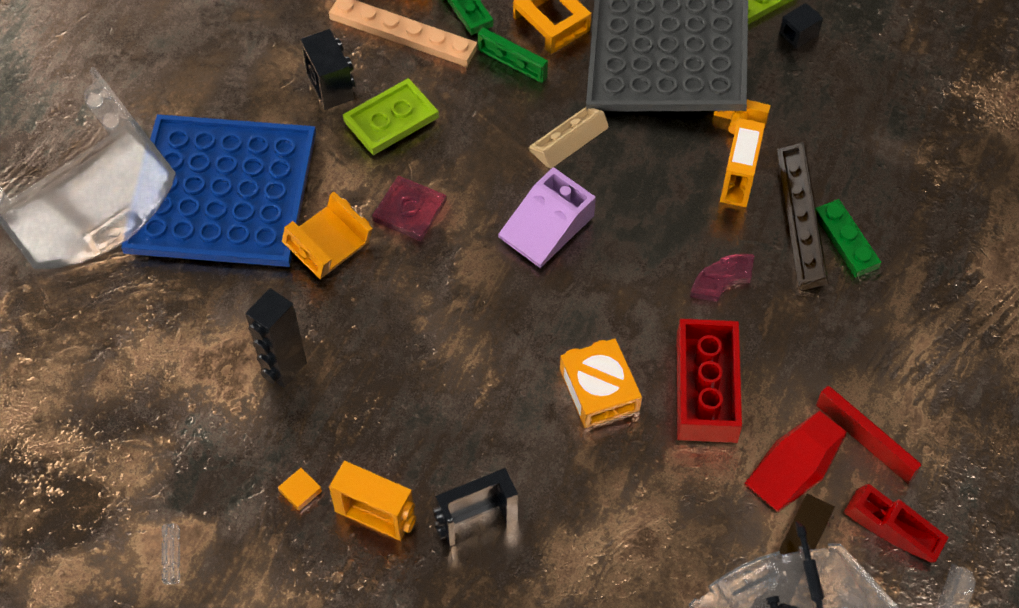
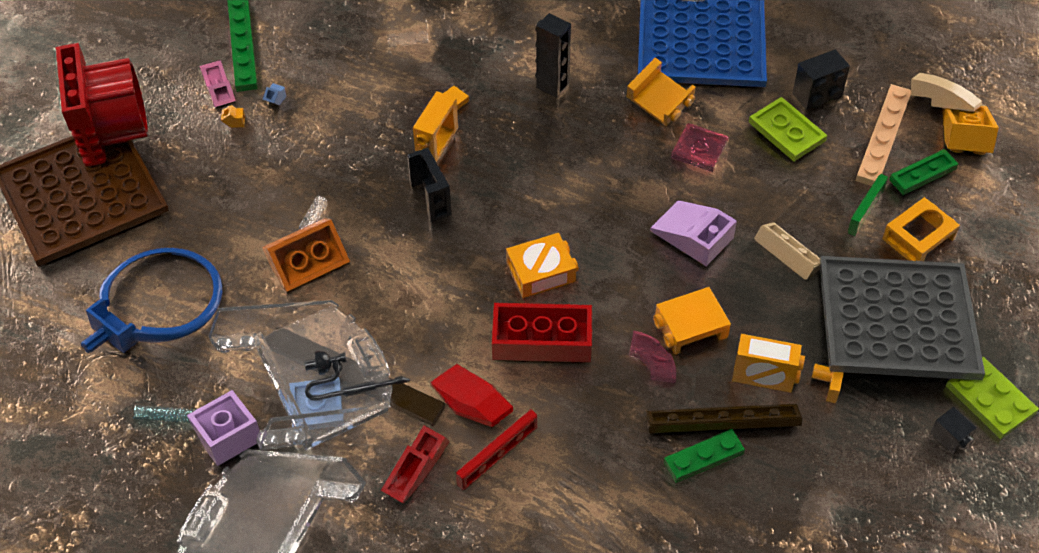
camera: 90 degrees right, 5 degrees down
(679, 231) = (691, 319): none -> light orange panel

